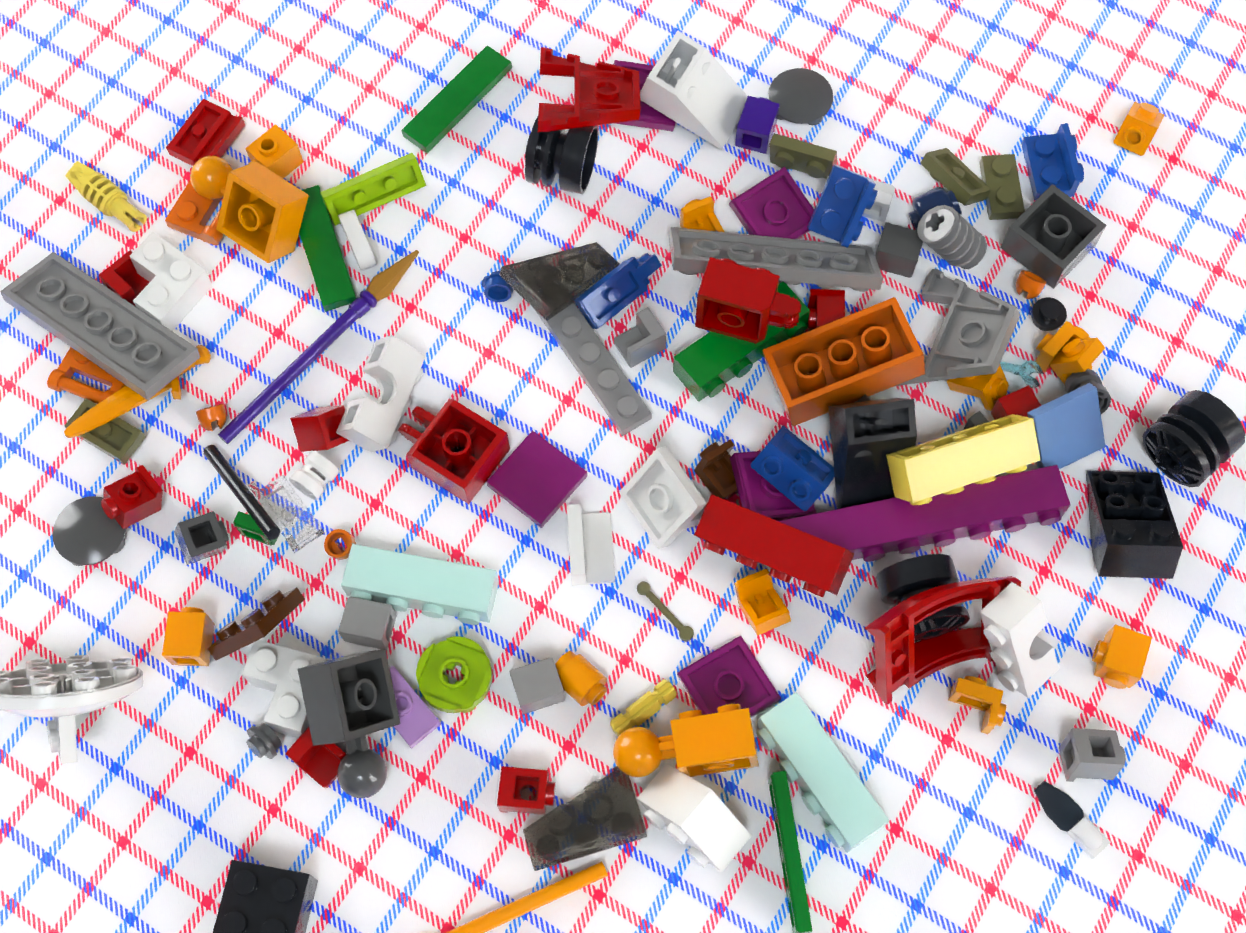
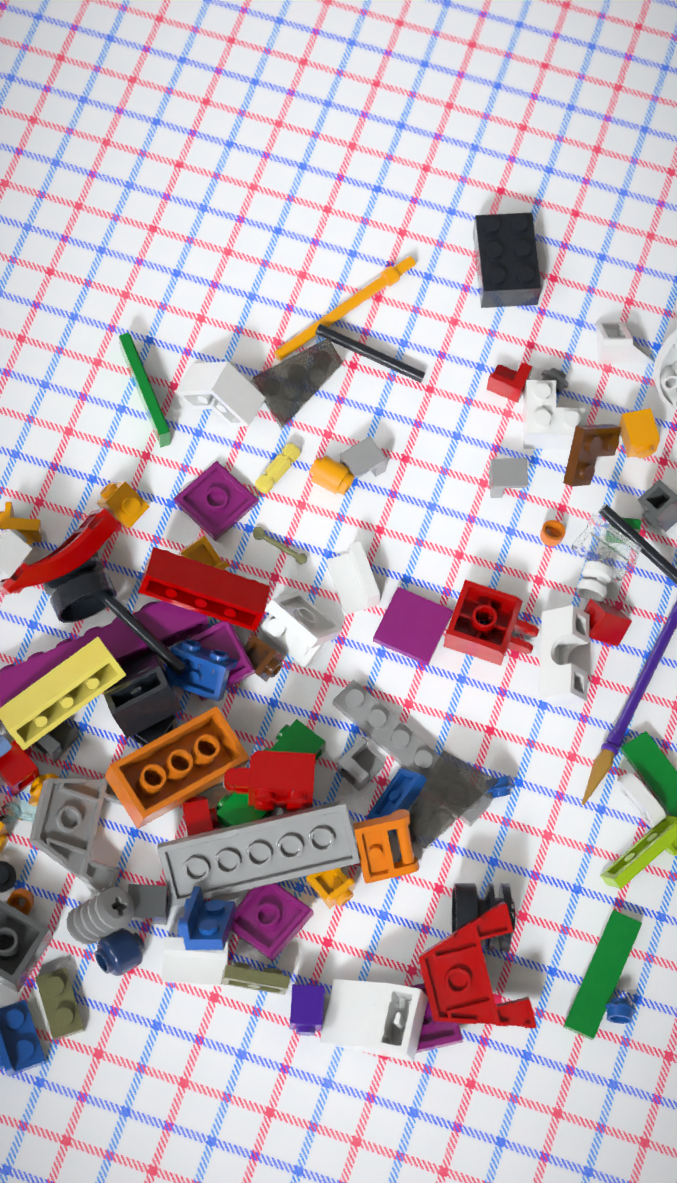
camera: 160 degrees right, 0 degrees up
(163, 777) = (617, 345): none -> white slope
(346, 703) = (496, 403): dark grey brick -> none
(414, 715) = (461, 430): lavender plate -> none
(421, 584) = (477, 516): light aqua brick -> none
(444, 656) = (424, 474): lime plate -> none
(452, 61) = (620, 1011): none -> blue plate
(484, 839) = (370, 353): none -> black bar
(515, 780) = (354, 382): red brick -> none
(638, 239) = (375, 847): none -> orange plate
(697, 741) = (225, 436): light orange brick -> none
(802, 96) = (272, 1058): dark grey dish -> none
(821, 773) = (132, 448): light aqua brick -> none
(846, 705) = (123, 502): none -> light orange bracket
(852, 511) = (141, 631): none -> black bar
(955, 176) = (106, 995): olive plate -> none

